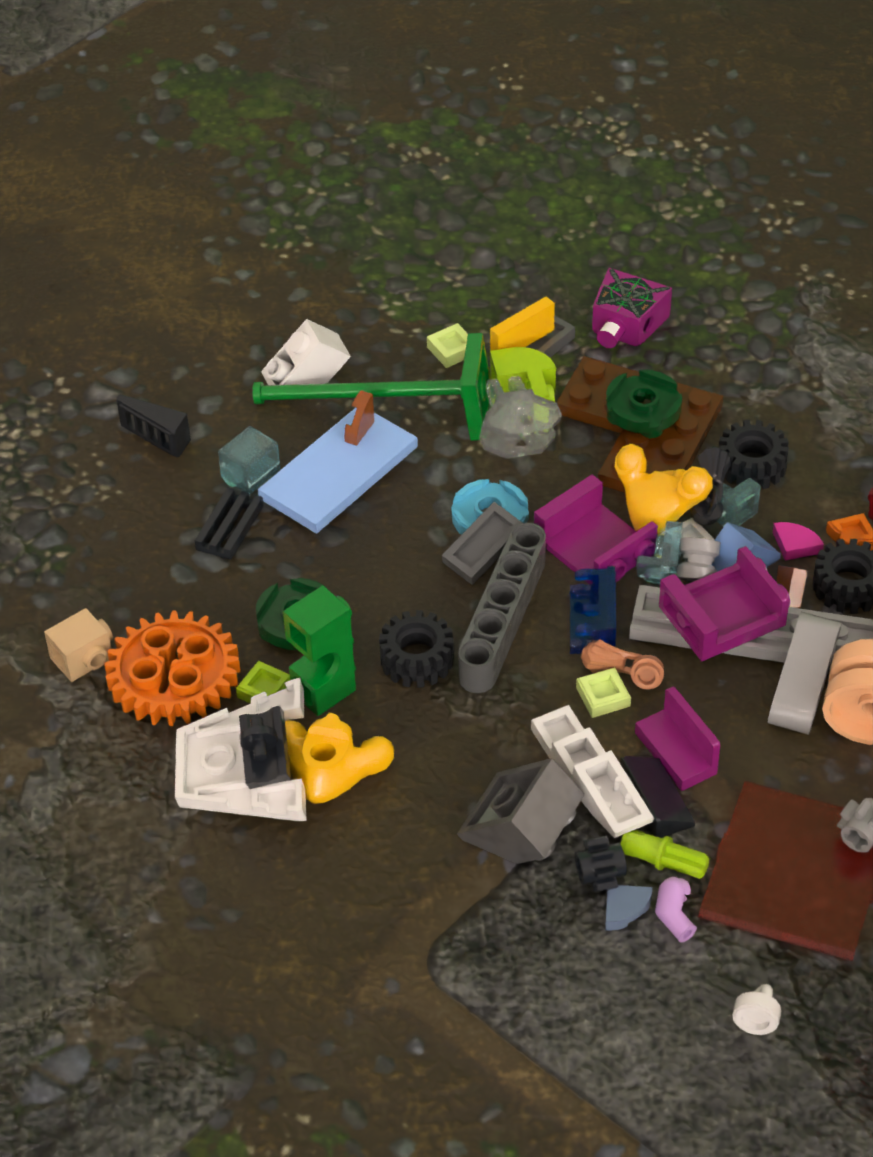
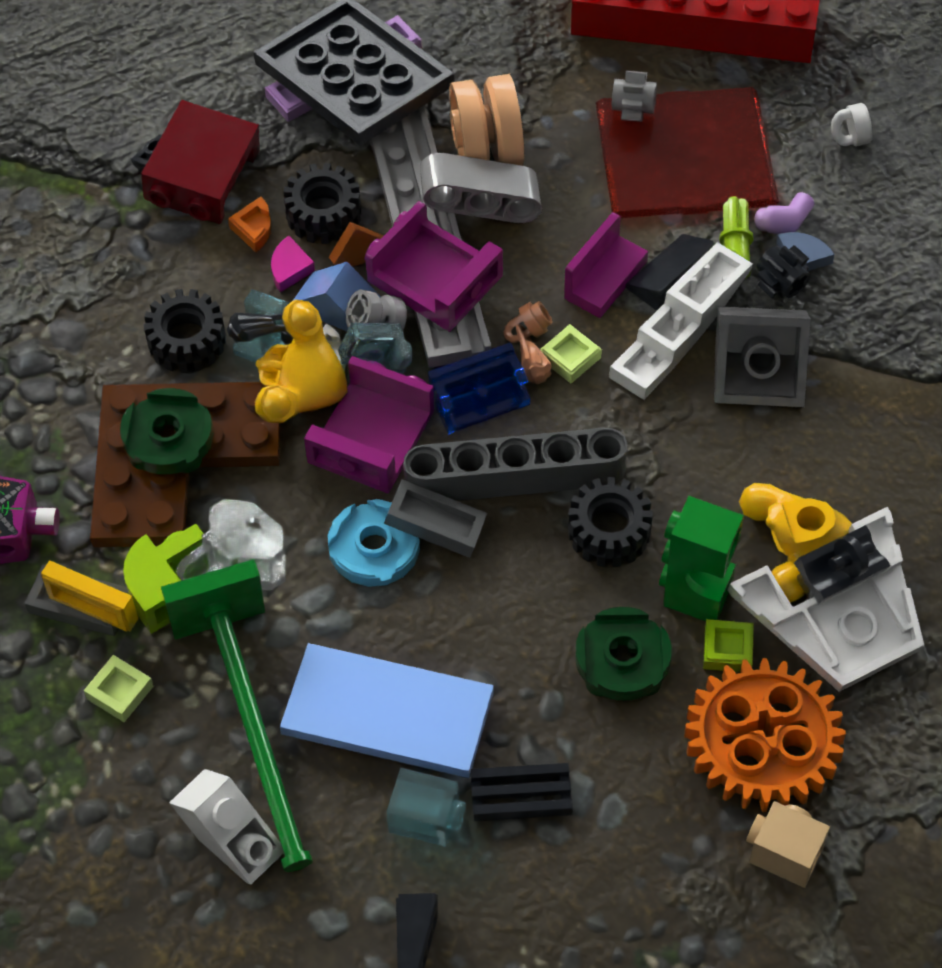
camera: 115 degrees left, 10 degrees up
(362, 420) = (322, 697): dark orange tile -> none

